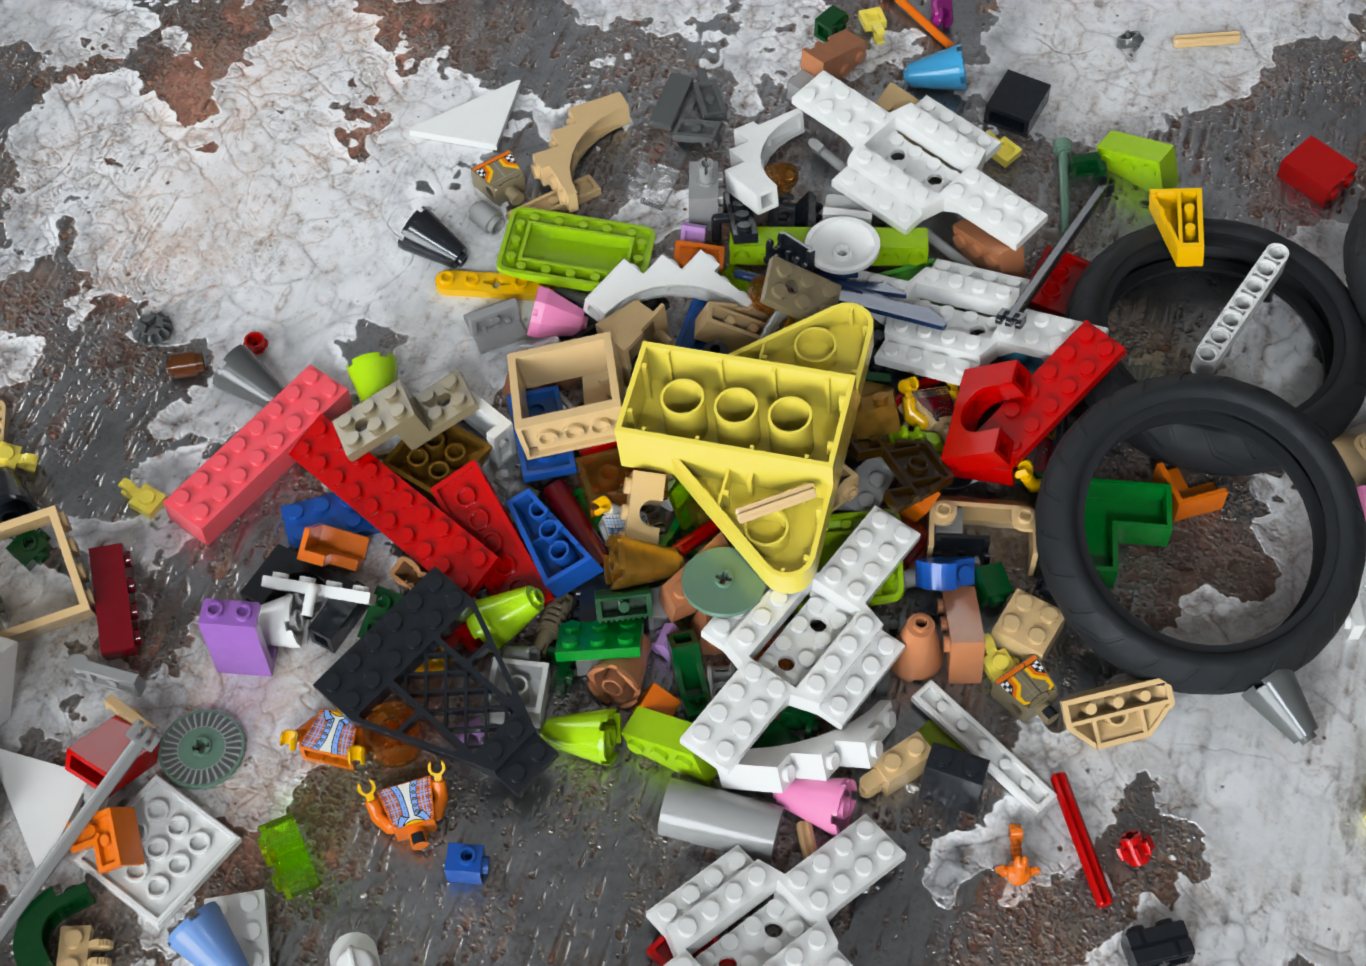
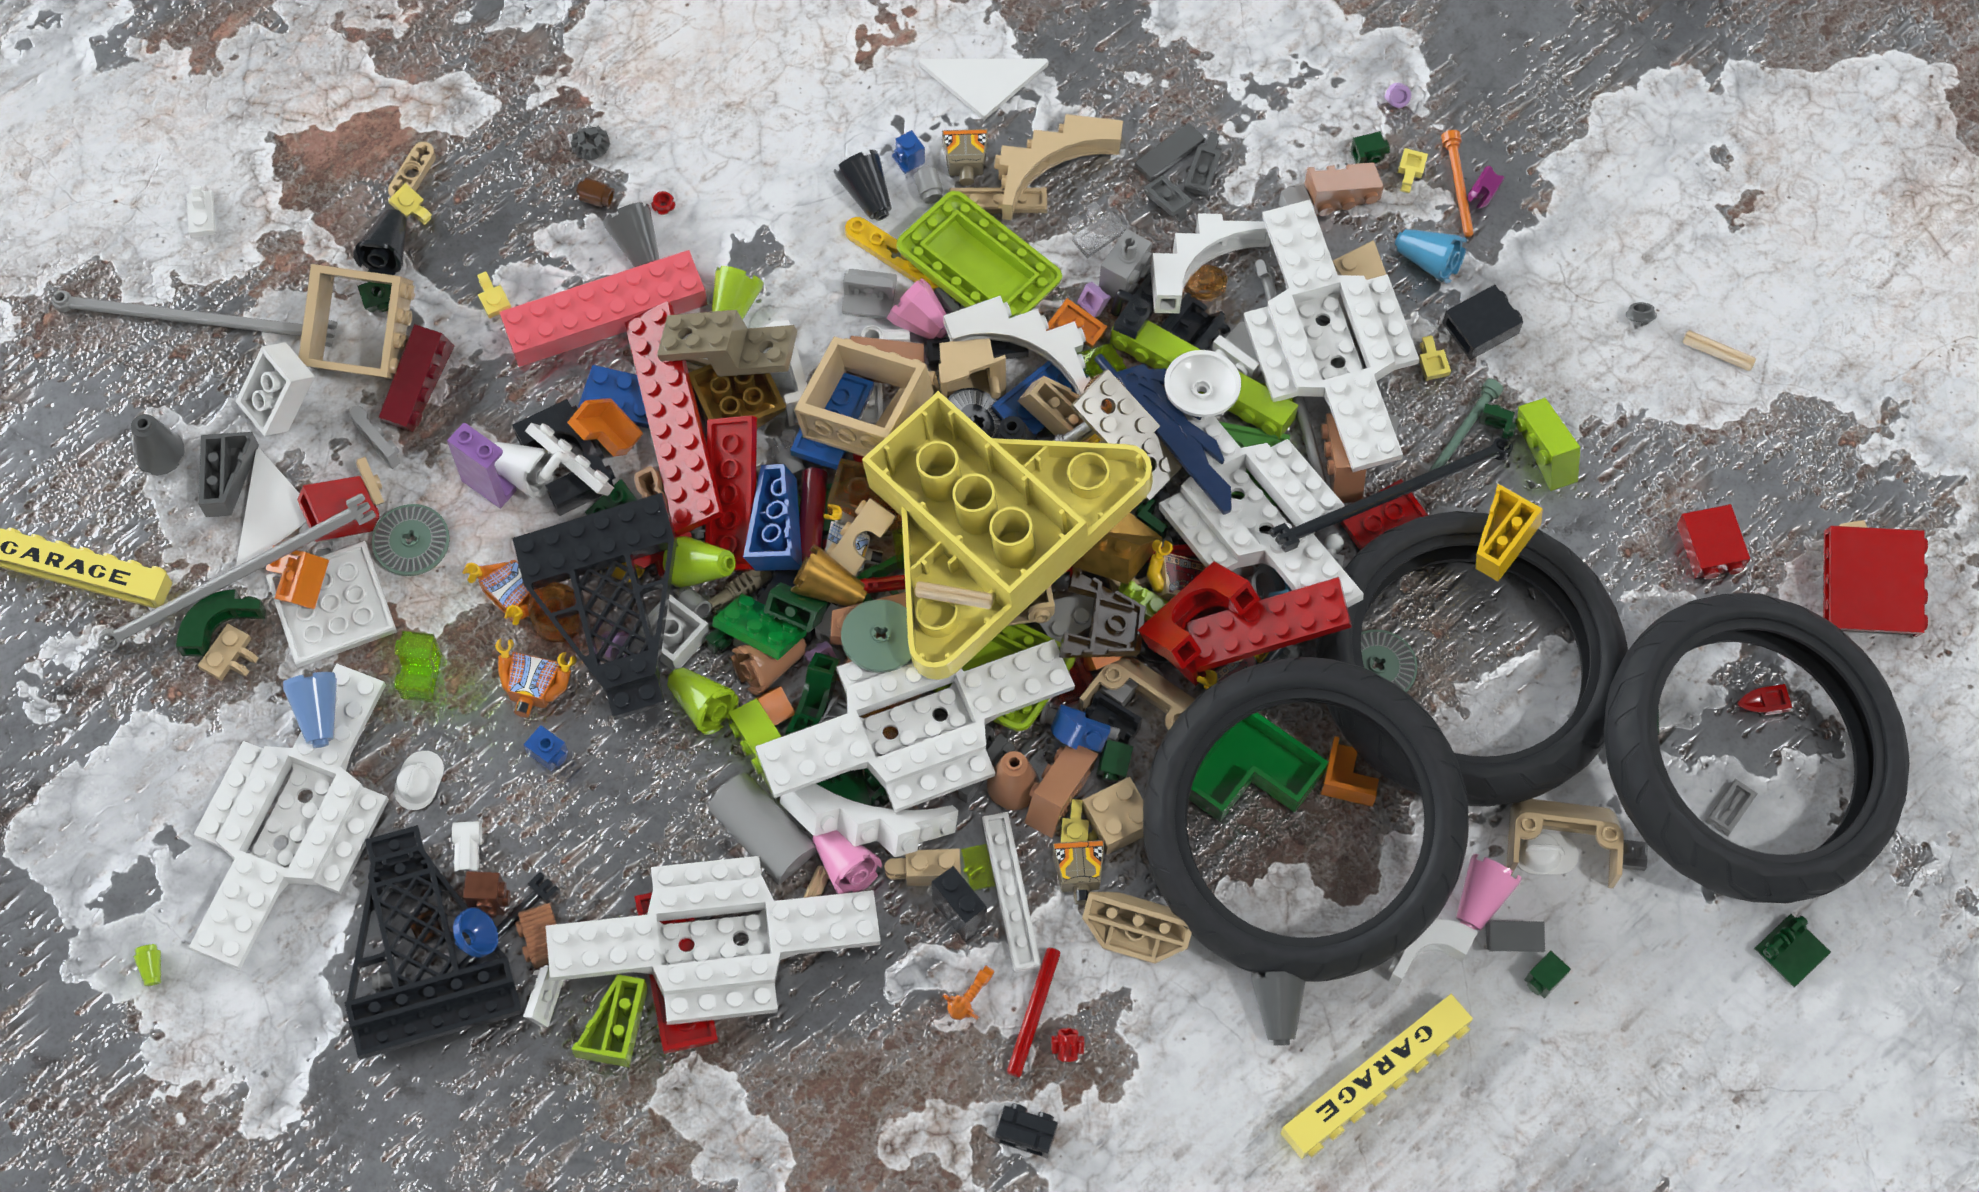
camera: 30 degrees right, 10 degrees up
(451, 200) = (909, 152): none -> blue brick
(791, 250) = (1149, 370): black hinge -> none
(1240, 309) = (1490, 648): white beam -> none

